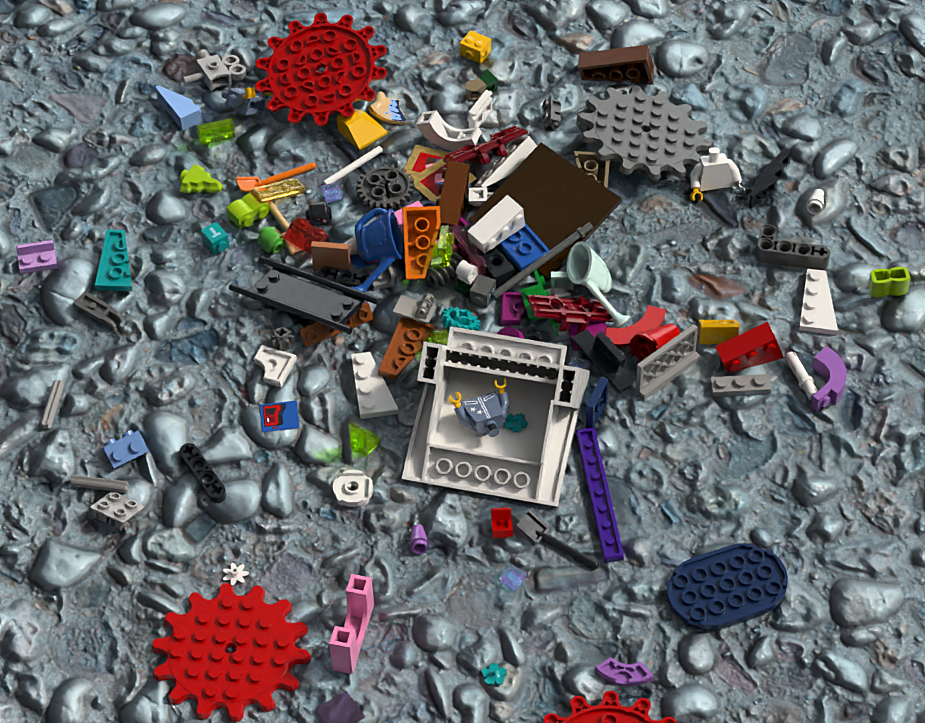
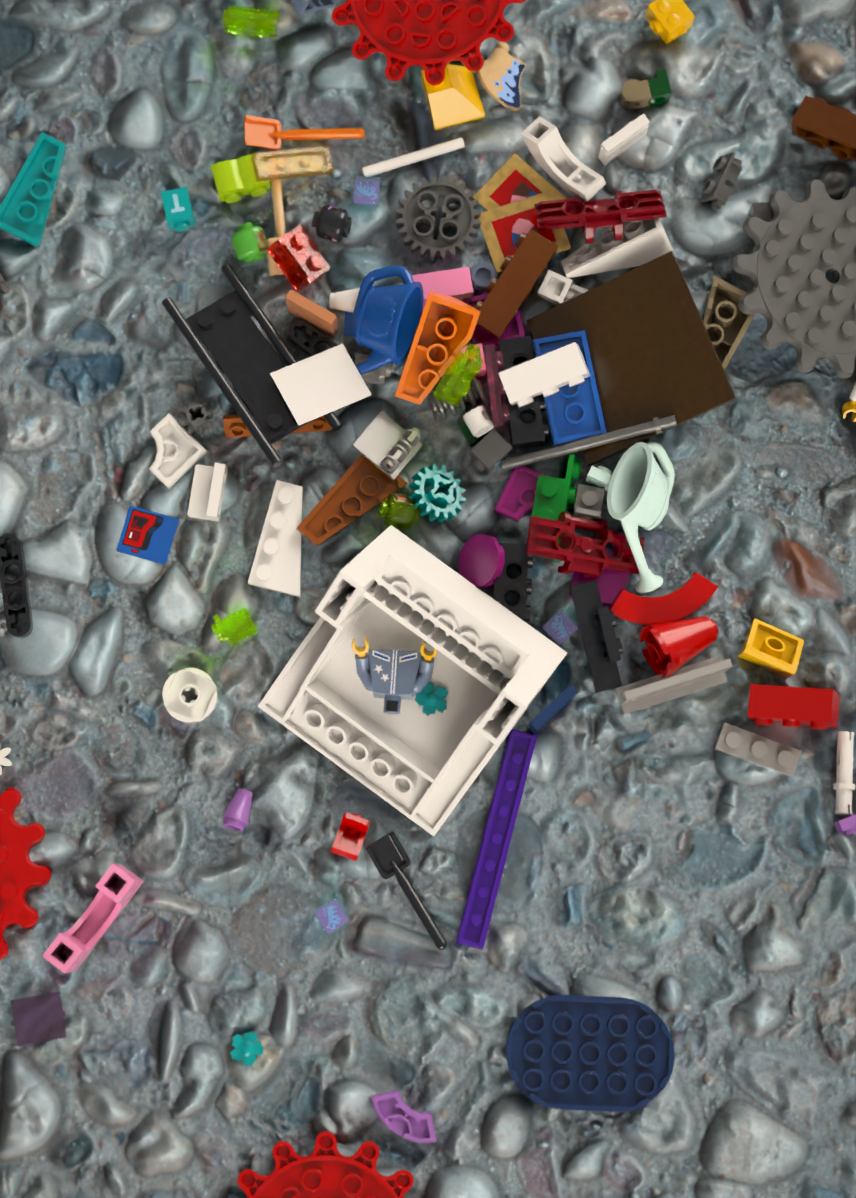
camera: 20 degrees right, 30 degrees up
(198, 180) = (196, 97): lime rock -> none
(309, 377) = (207, 492): none -> white panel
(355, 285) = (320, 384): none -> white sticker

